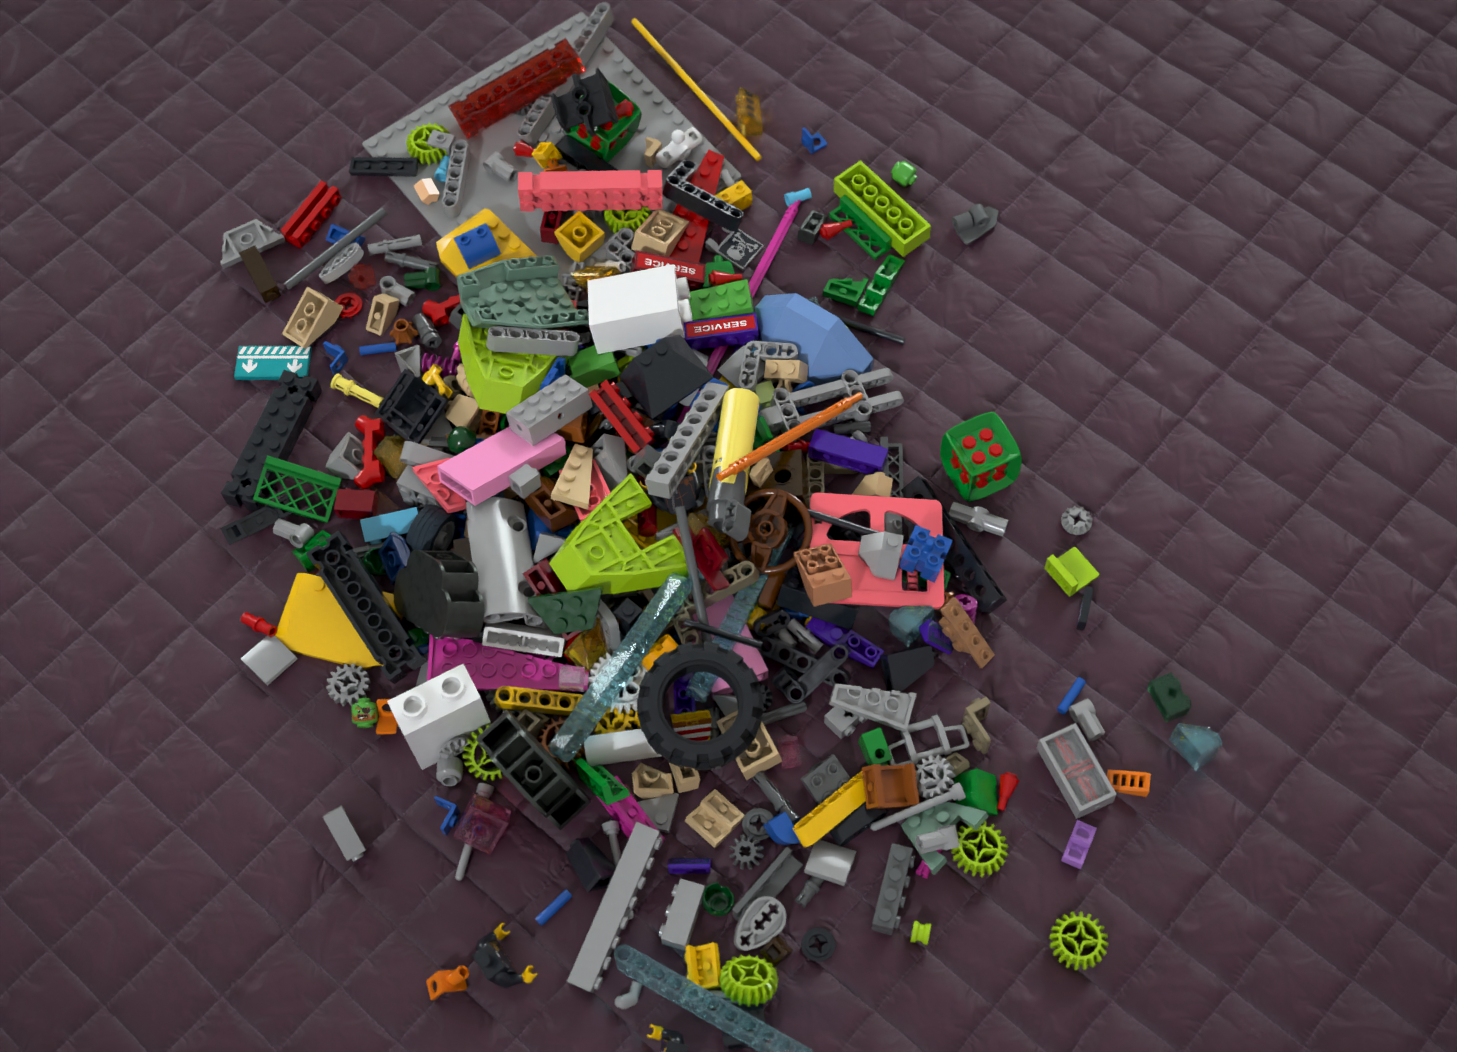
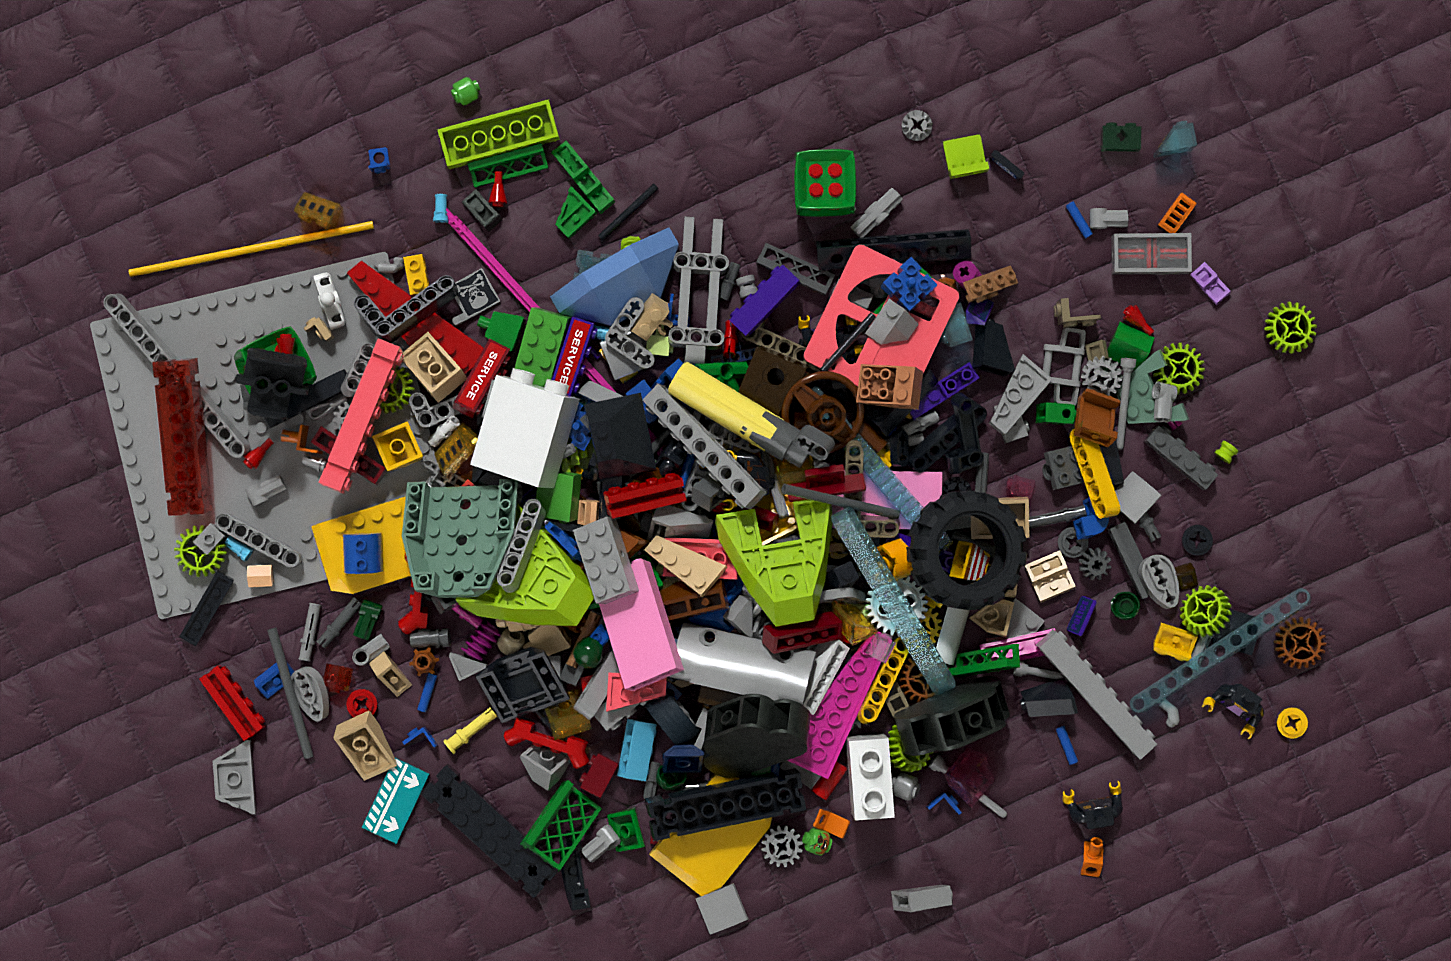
camera: 65 degrees left, 25 degrees up
(258, 624) = (684, 906): red pin -> none
(260, 274) = (290, 779): dark brown slope -> none
(433, 377) = (494, 652): yellow brick -> none
(454, 747) = (896, 775): light grey gear -> none
(525, 480) = (675, 613): light grey brick -> none
(544, 152) = (273, 439): yellow panel -> none
(568, 609) = (824, 626): dark green wing -> none
(682, 914) = (1123, 640): light grey brick -> none
(719, 278) = (513, 332): red cone -> none
(722, 633) = (900, 498): black bar -> none
(761, 471) = (764, 397): tan bracket -> none
(789, 436) = (739, 350): orange axle -> none
(875, 485) = (810, 295): tan slope -> none
(975, 222) = (554, 50): dark grey panel -> none

